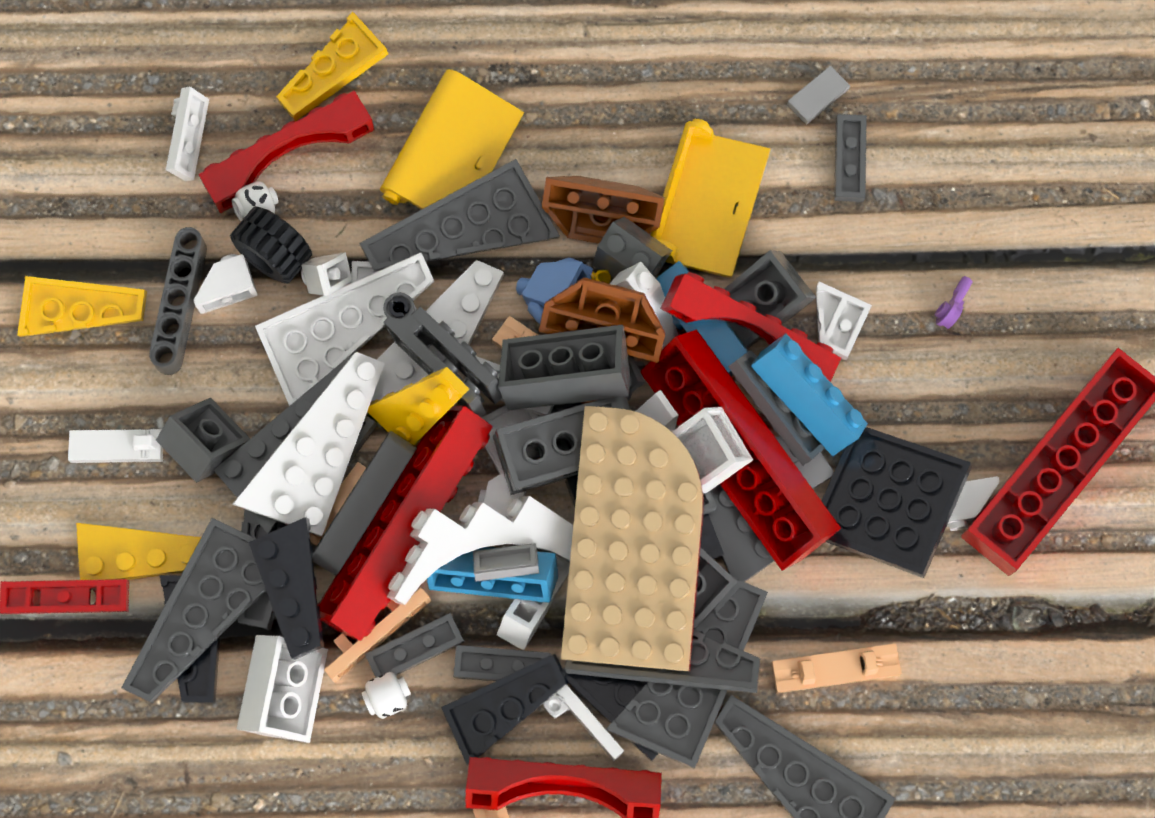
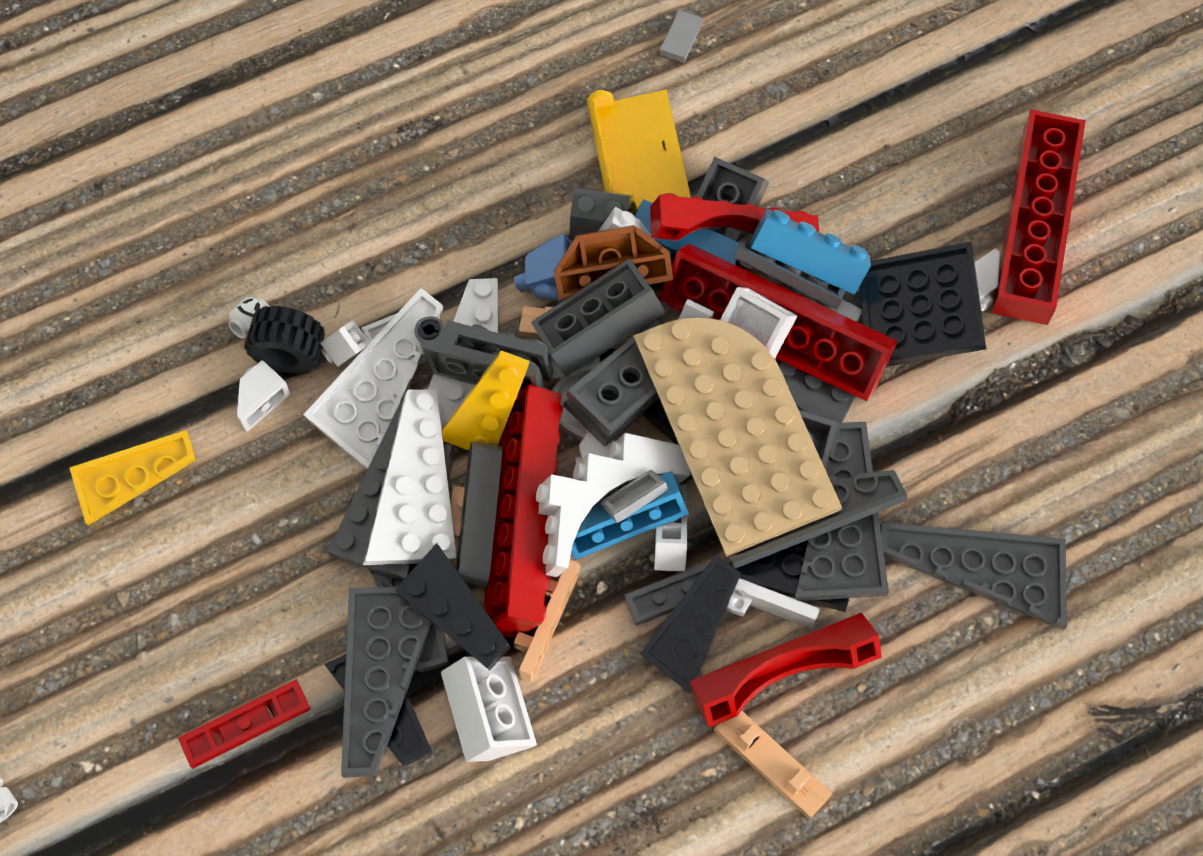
camera: 25 degrees left, 10 degrees down
(114, 446) = (225, 575): white hinge -> none
(130, 553) = (288, 657): yellow wing -> none
(173, 288) = (226, 438): dark grey beam -> none
(187, 134) = (154, 273): white hinge -> none
(201, 438) = (301, 531): dark grey slope -> none
(337, 122) = (289, 224): red arch -> none
(342, 60) = (265, 179): yellow wing -> none
(386, 695) = (584, 668): white head -> none
(415, 647) = (587, 617): dark grey plate -> none
(447, 141) = (394, 201): yellow door -> none
(480, 217) = (452, 244): dark grey wing -> none
(588, 206) = (547, 195): dark orange wedge -> none
(835, 668) = (953, 462): light nougat hinge -> none
(839, 318) = (795, 189): white wing -> none
(850, 158) = (734, 70): dark grey plate -> none
(949, 312) = (882, 146): medium lavender plate -> none

